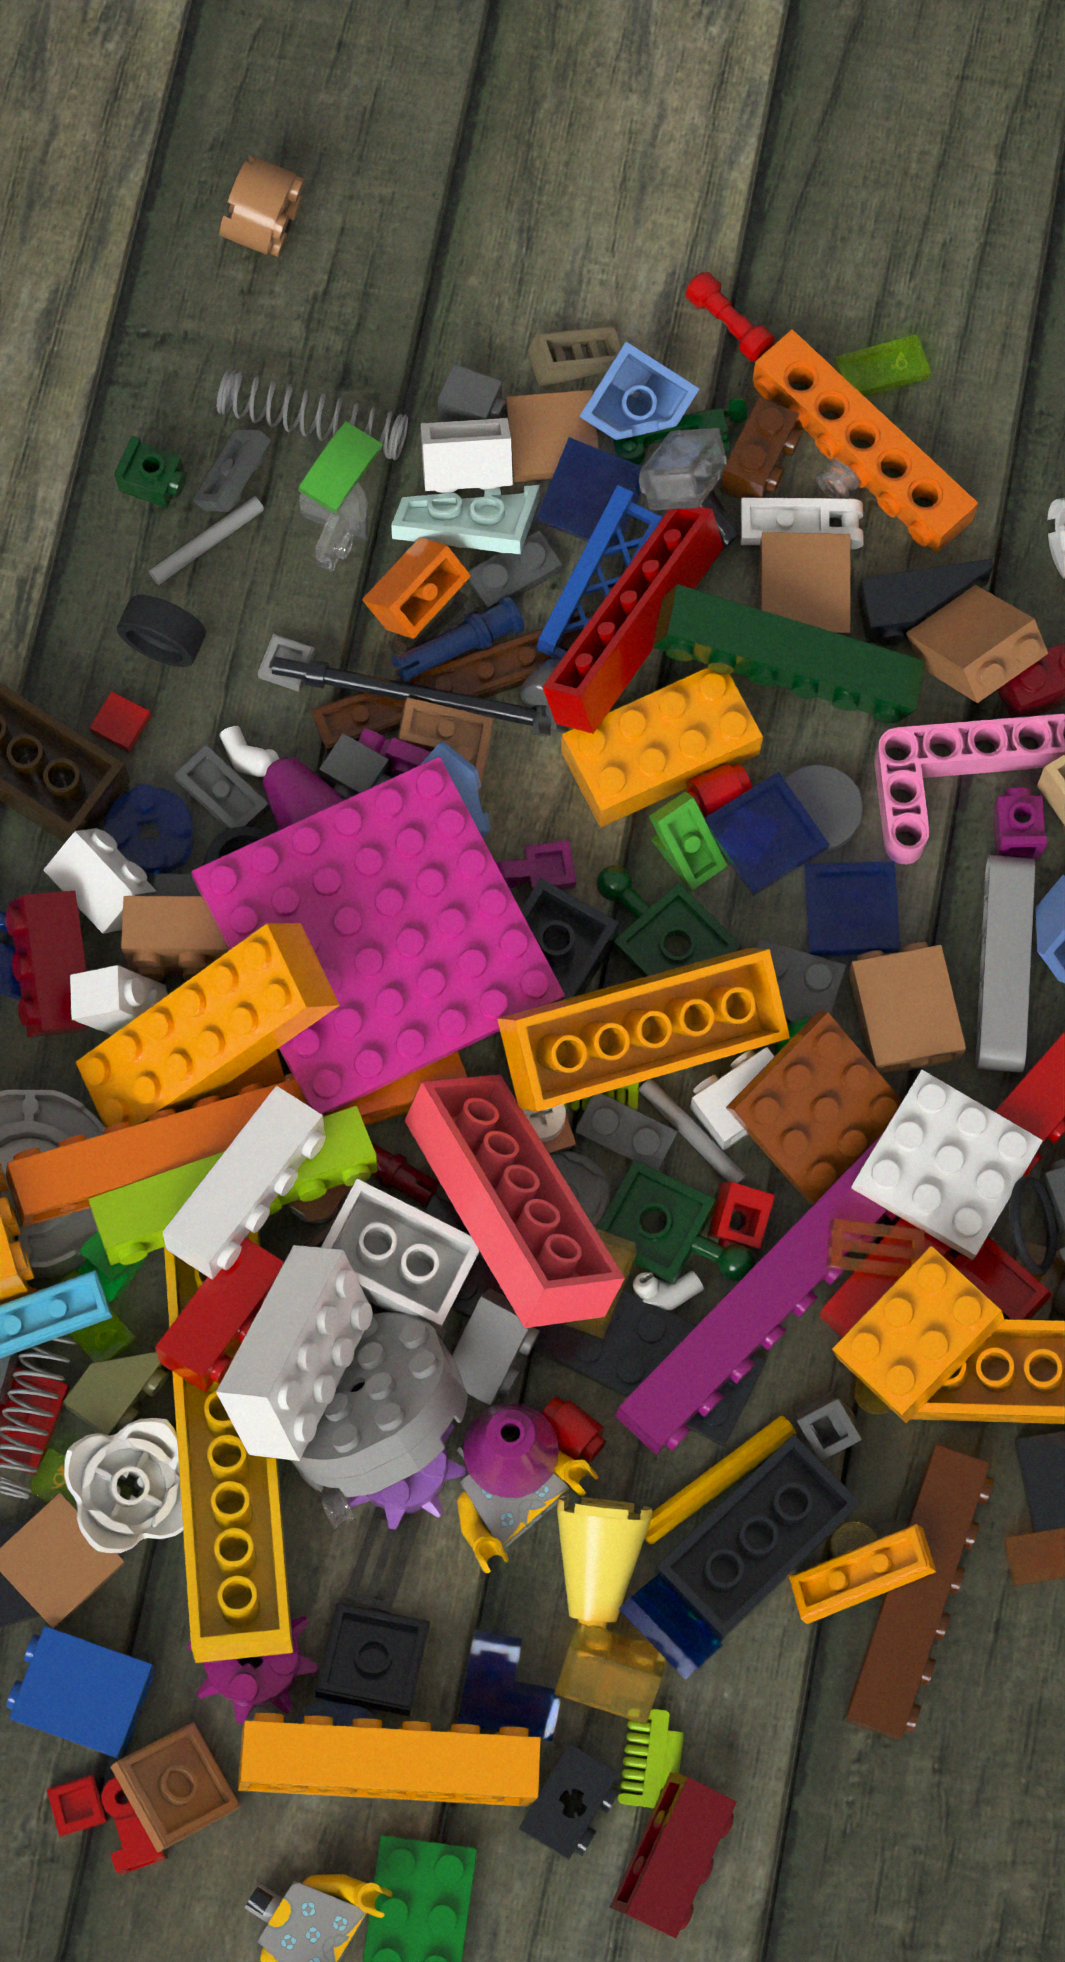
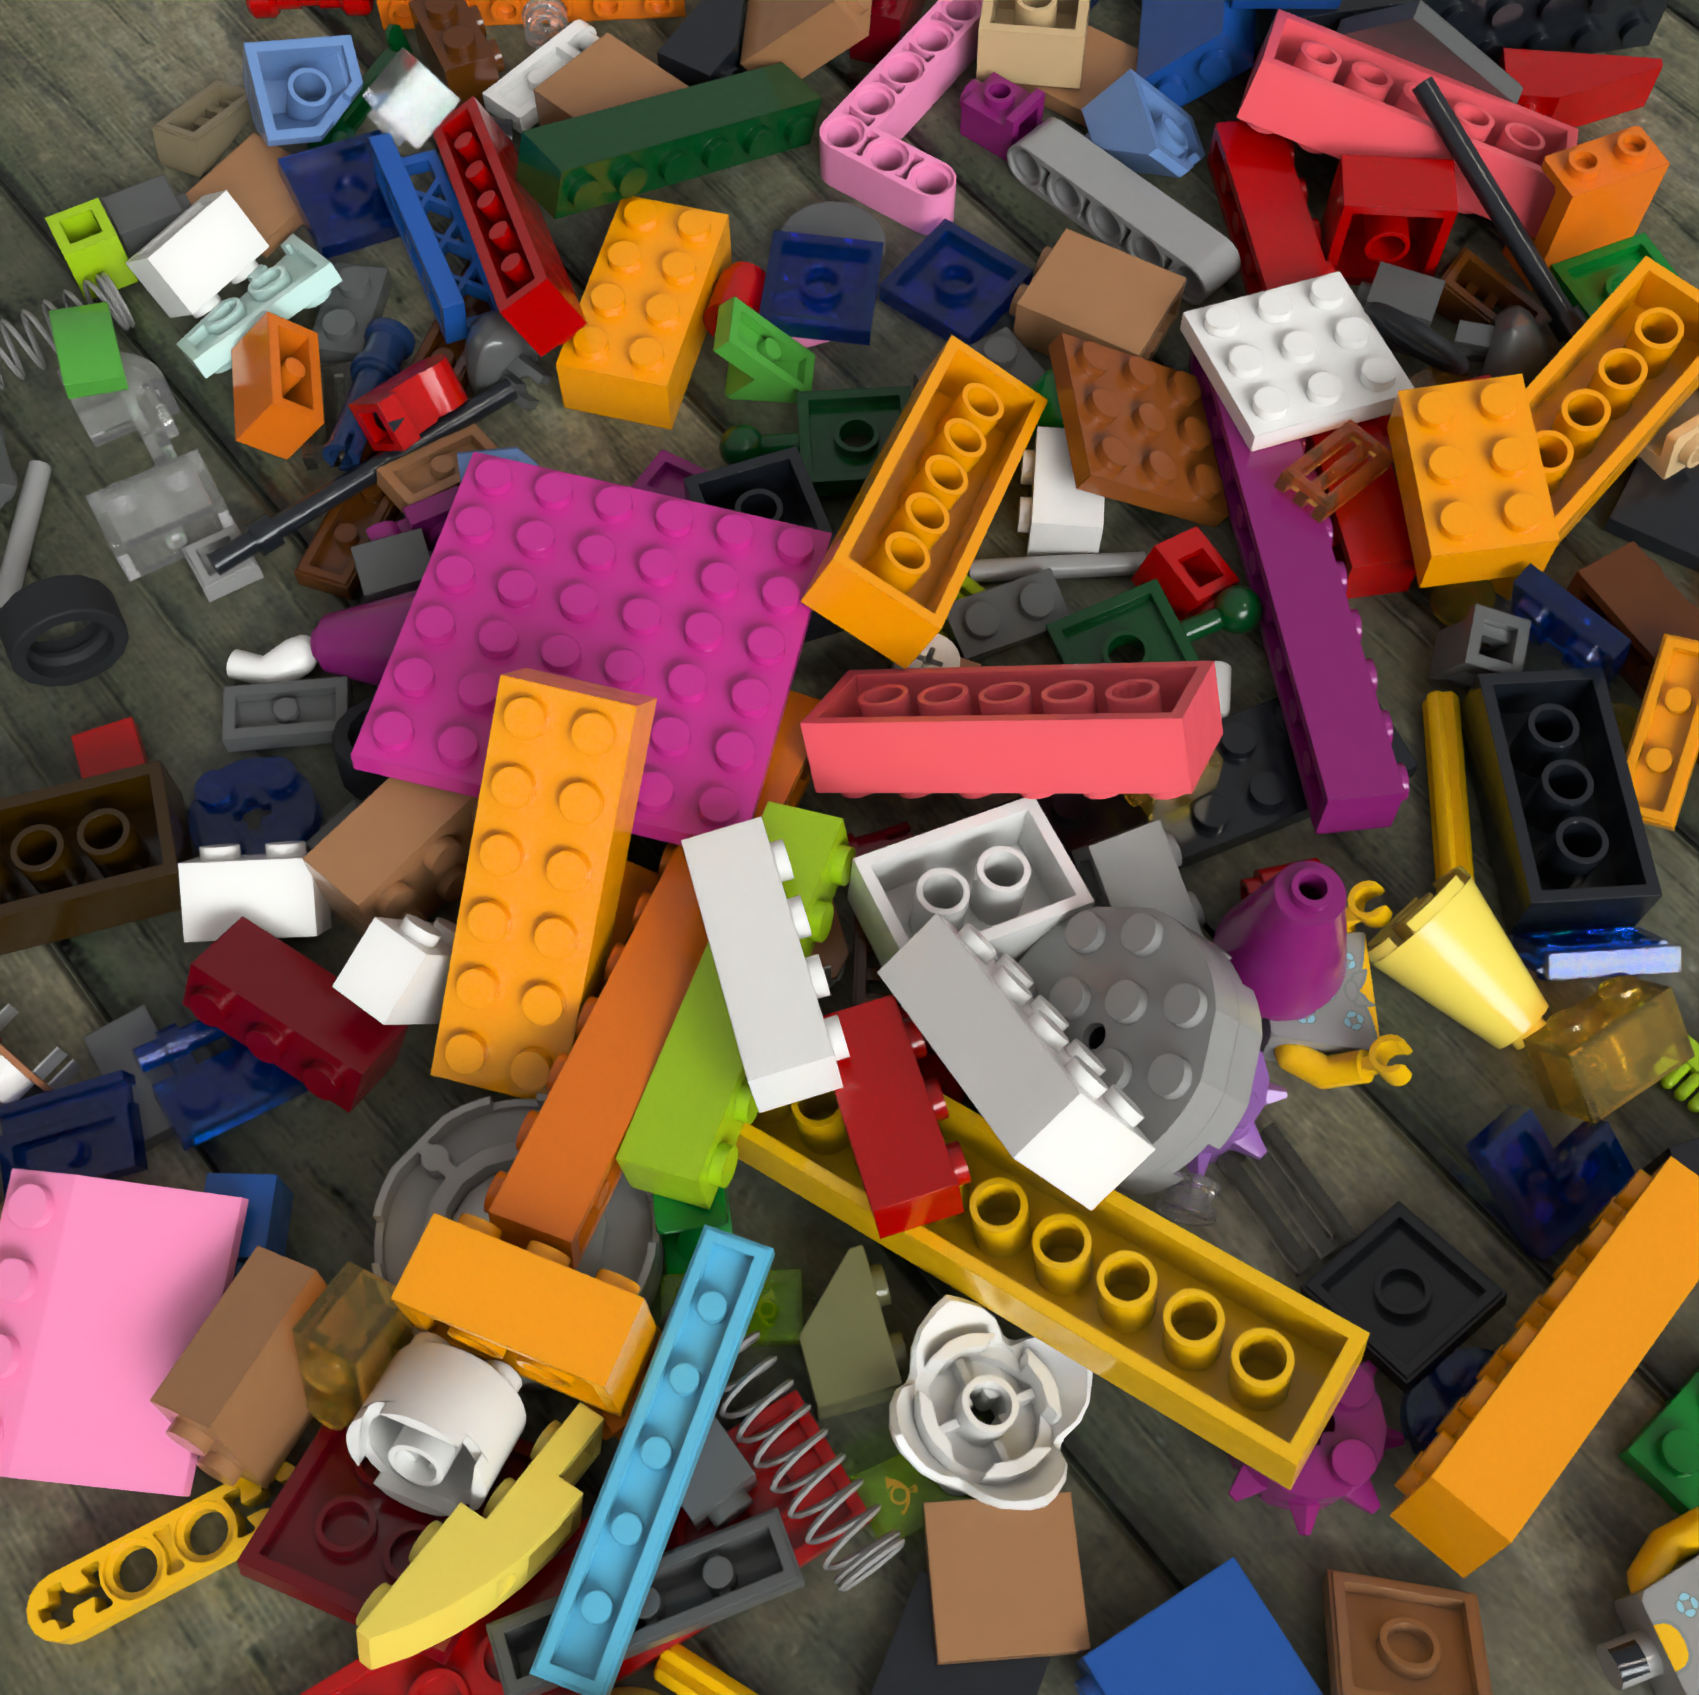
camera: 50 degrees left, 10 degrees down
(283, 603) = (159, 513): none -> clear brick
(415, 390) = (90, 245): none -> lime brick
(465, 676) = (409, 403): none -> red leg
(887, 1465) = (1568, 625): none -> clear blue plate

